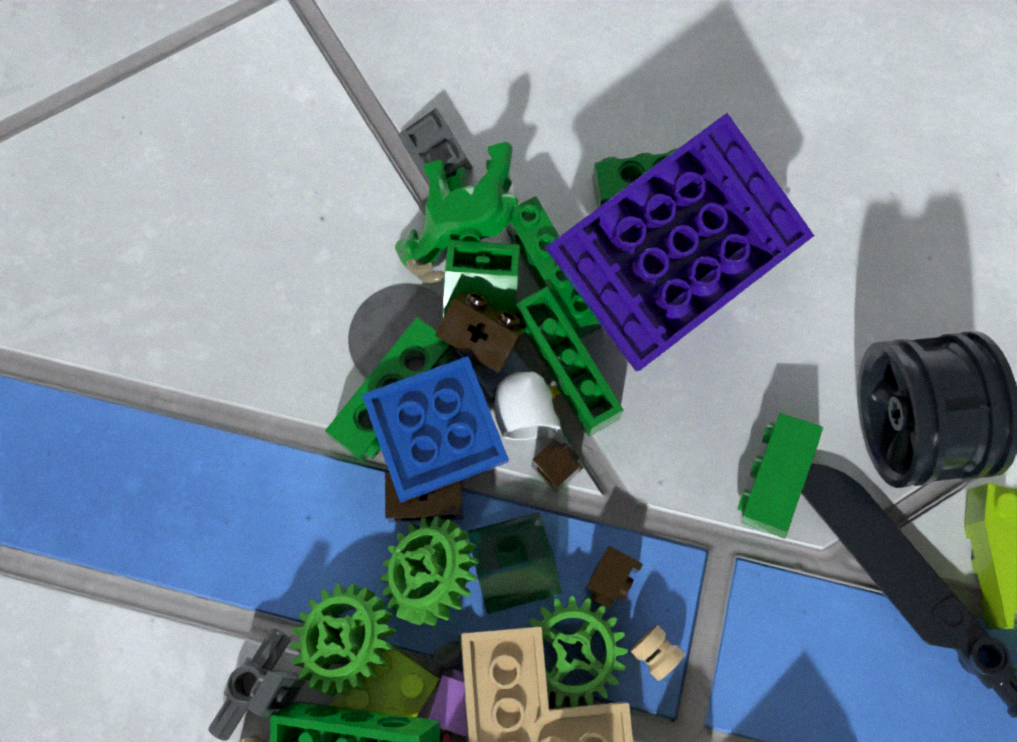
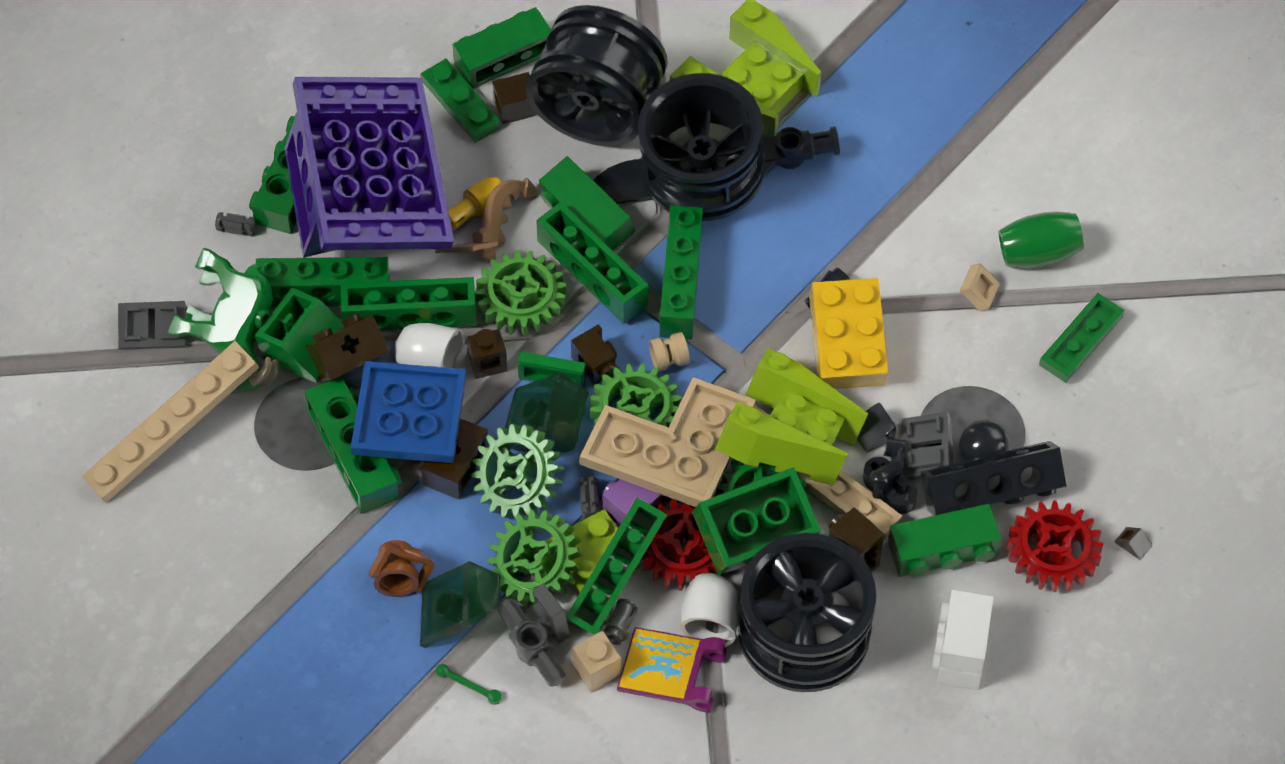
camera: 65 degrees left, 15 degrees down
(185, 672) = (493, 695): none -> green hinge
(258, 588) = (457, 601): none -> clear green slope
(273, 507) = (396, 570): none -> dark orange piece
(333, 218) = (170, 421): none -> tan plate
(570, 540) = (536, 367): none -> green tile
(578, 160) = (235, 223): none -> dark grey piece
(660, 457) = (516, 285): none -> bright green gear
(715, 390) = (493, 217): none -> medium nougat piece
(716, 518) = (592, 262): none -> green brick
(726, 364) = (473, 202): none -> yellow arm
(760, 616) = (681, 271): none -> green brick
(834, 287) = (460, 100): none -> green plate
(864, 331) = (511, 98): none -> dark brown brick
(918, 294) = (501, 47): none -> green brick
(962, 532) = (704, 179): none -> black wheel

